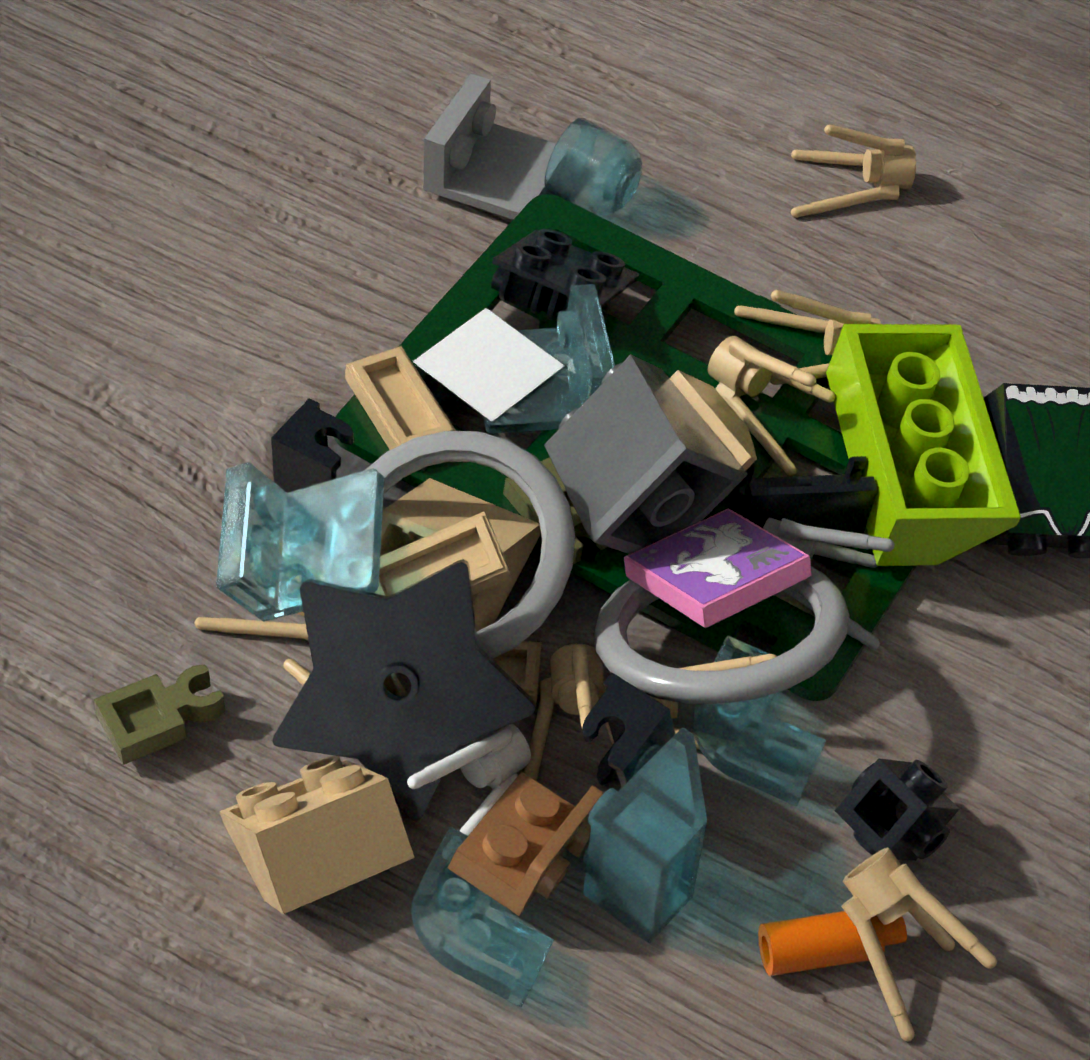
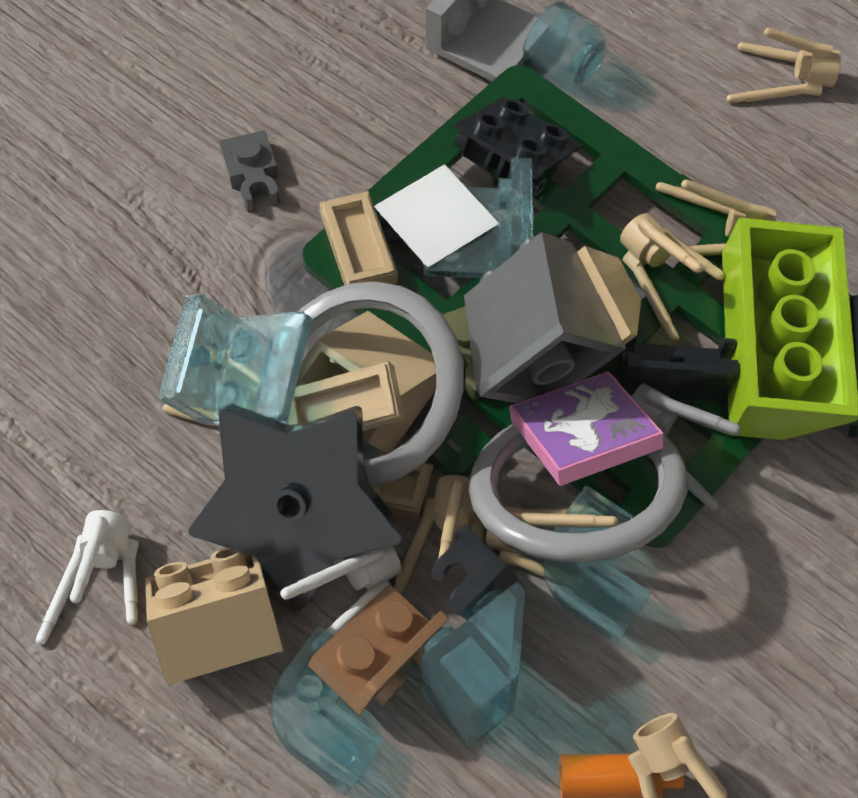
camera: 15 degrees right, 10 degrees up
(152, 717) = (108, 484): olive plate -> none
(161, 781) = (99, 546): none -> white plant
(240, 339) = (251, 167): none -> dark grey plate
(302, 449) = (266, 280): black hinge -> none
(569, 621) = (460, 447): none -> dark green tile
(880, 813) = (699, 669): black brick -> none

